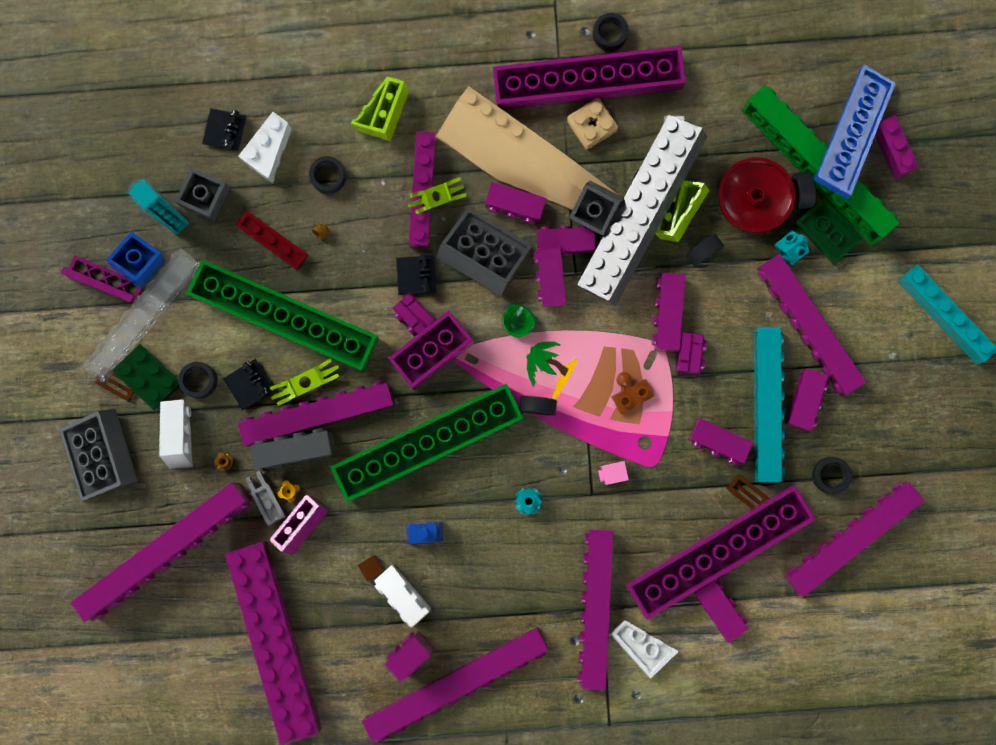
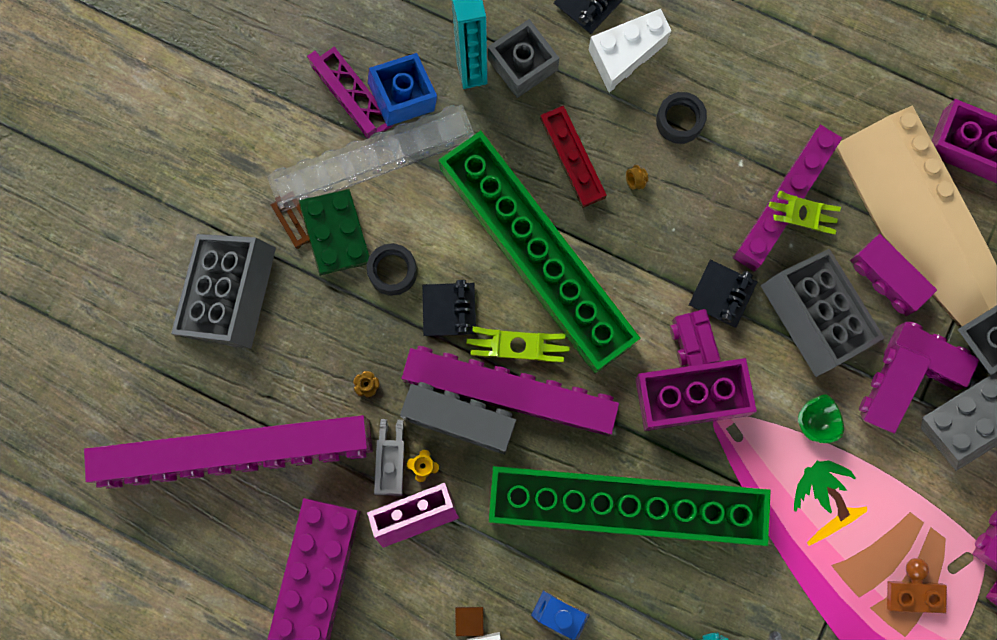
camera: 25 degrees right, 5 degrees down
(175, 434) = (328, 318): white wedge -> none
(383, 110) = (791, 79): lime wedge -> none
(538, 405) = (793, 540): black tyre -> none

